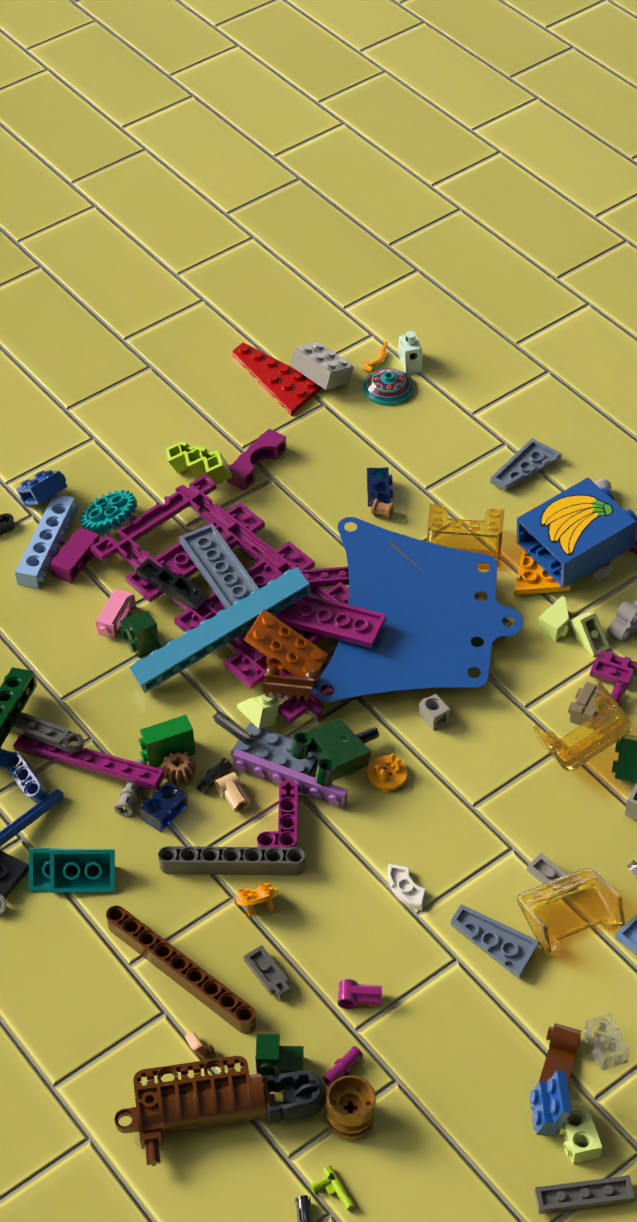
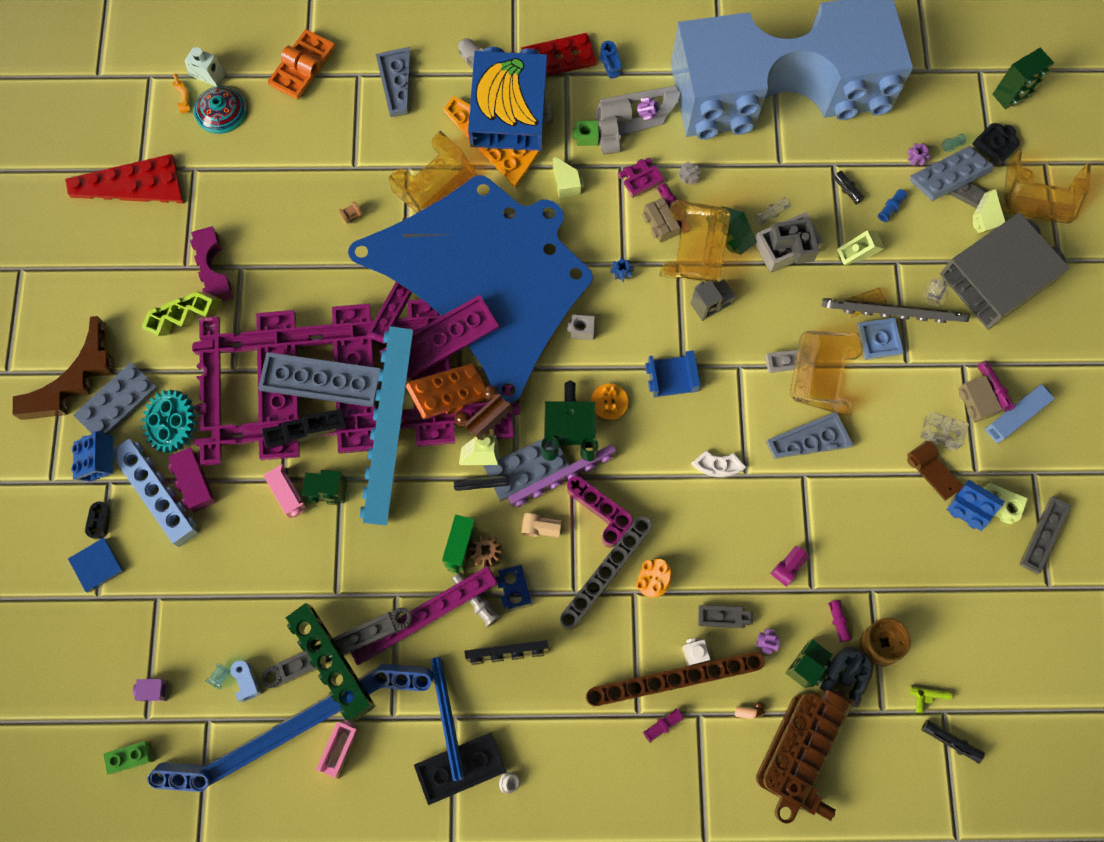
camera: 55 degrees left, 25 degrees up
(71, 870) = (525, 702): teal slope -> none
(92, 445) = (75, 381): none -> reddish brown arch
(98, 477) = (116, 400): none -> sand blue plate
(103, 828) = (498, 653): none -> black plate
(132, 986) = (663, 725): none -> magenta pin
(212, 775) = (512, 529): black pin -> none
(217, 965) = (695, 652): none -> white brick
(273, 1017) = (768, 641): none -> medium lavender gear
(322, 365) = (156, 140): light grey brick -> none
(378, 485) = (323, 200): clear blue brick -> none
(453, 801) = (673, 375): none -> blue panel
(475, 403) = (301, 64): none -> orange plate
(514, 706) = (625, 268): none -> blue gear
(550, 784) = (711, 298): none -> dark grey brick
(589, 632) = (596, 166): yellowish green slope -> none
(609, 605) = (586, 139): none -> bright green brick

